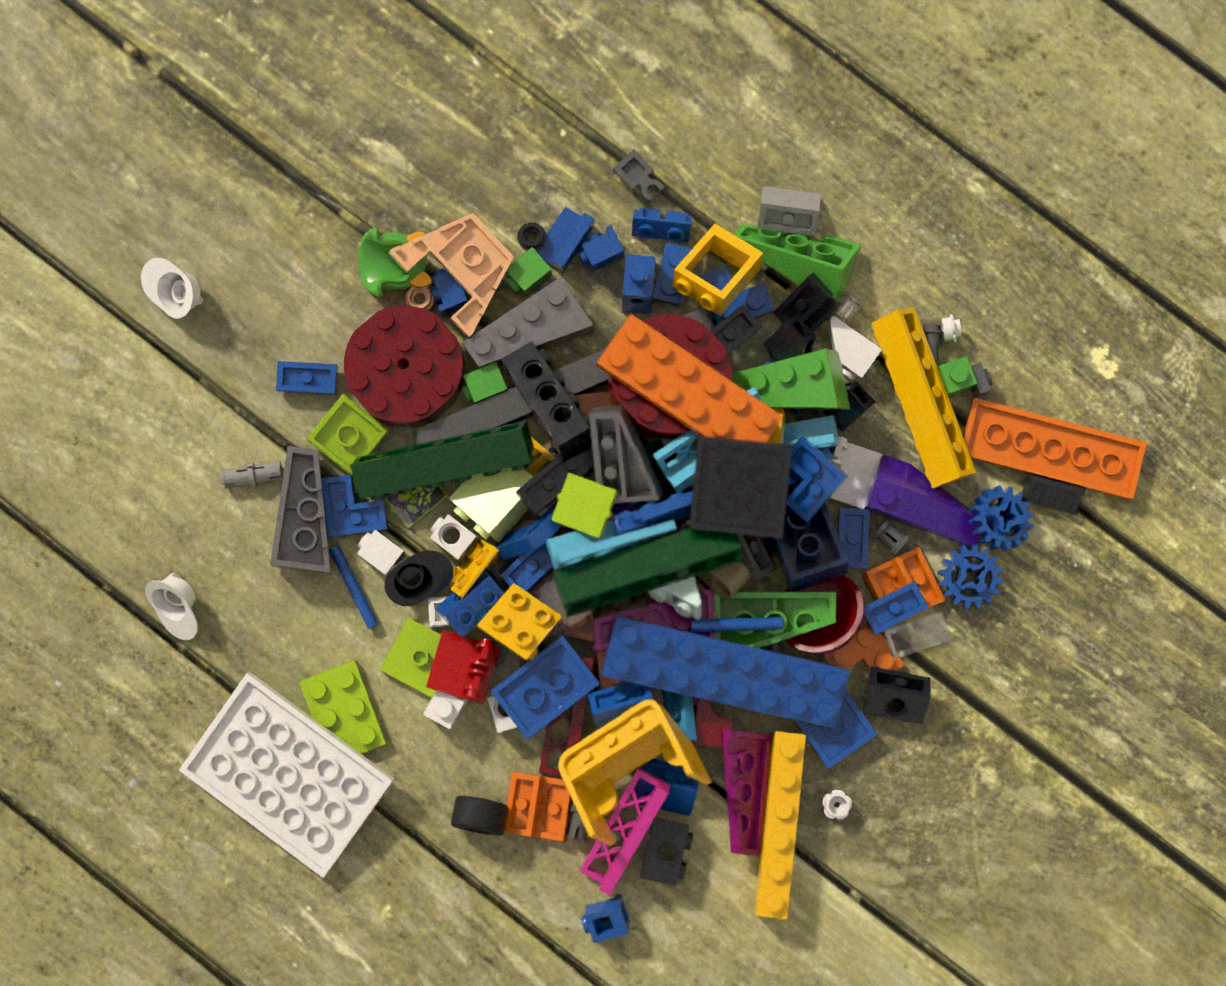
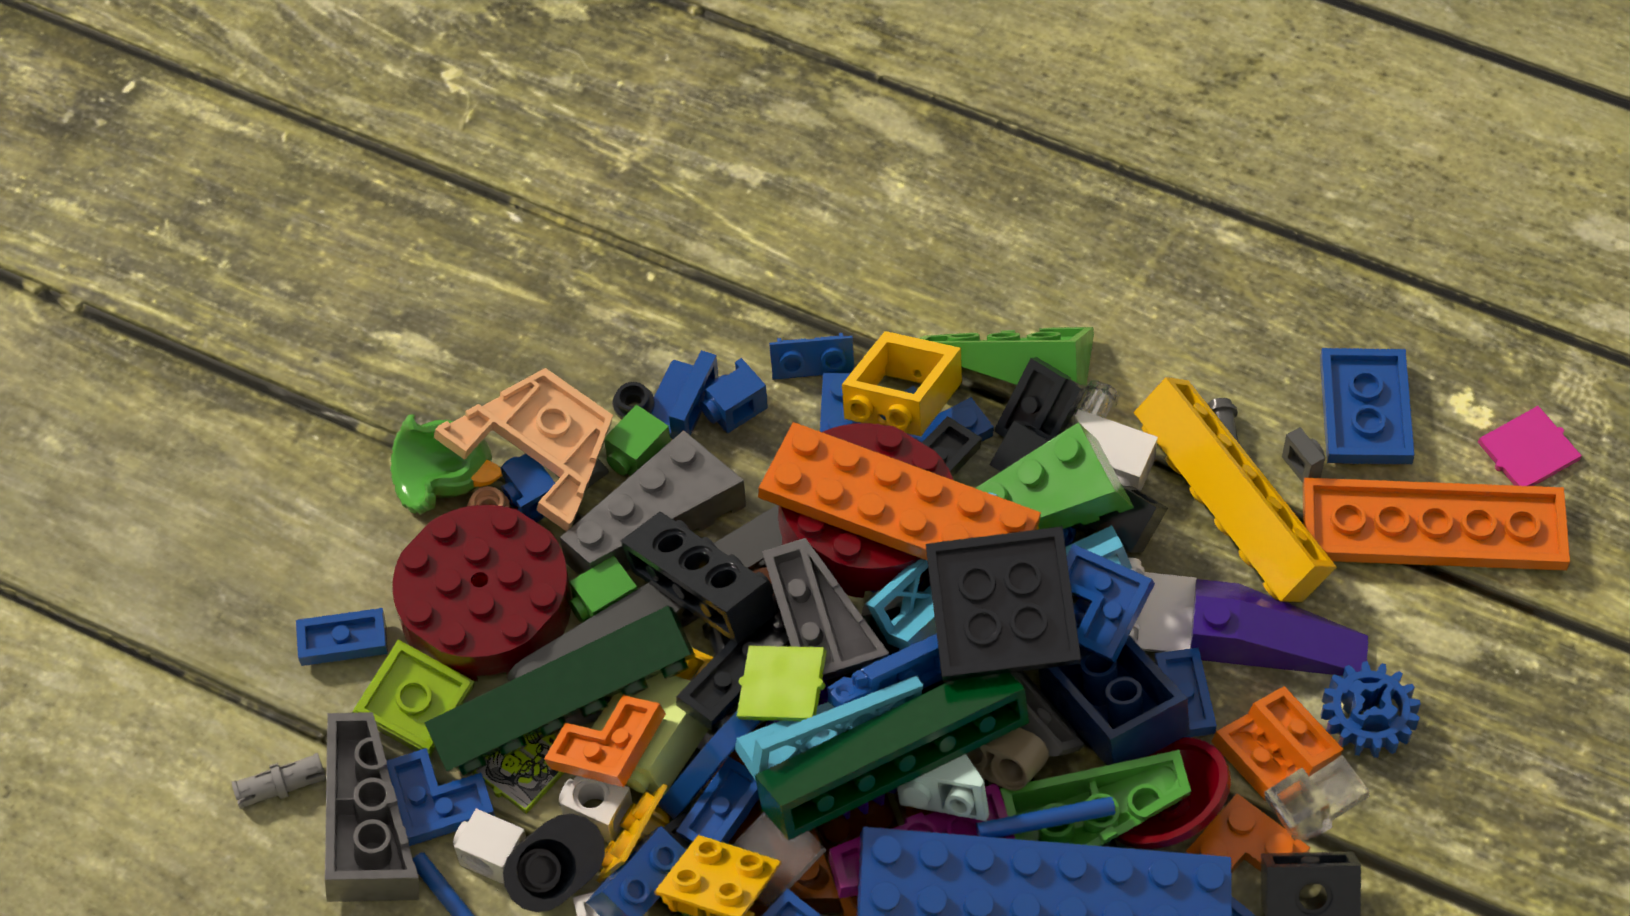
camera: 10 degrees left, 25 degrees down
(170, 287) = (125, 552): white piece -> none
(467, 516) = (608, 753): none -> orange plate
(635, 173) = (764, 299): dark grey plate -> none
(638, 284) = (792, 402): blue torso -> none
(789, 211) = (983, 308): light grey panel -> none
(887, 527) = (1239, 679): dark grey bush -> none
(894, 608) = (1271, 763): blue plate -> none
(951, 328) = (1247, 402): white plate -> none
(957, 376) = (1274, 453): bright green brick -> none
(990, 519) = (1391, 622): blue gear -> none
(1032, 348) = (1366, 406): none -> blue plate
(1052, 494) = (1453, 582): black tile -> none
(1134, 402) = (1529, 448): none -> dark pink piece

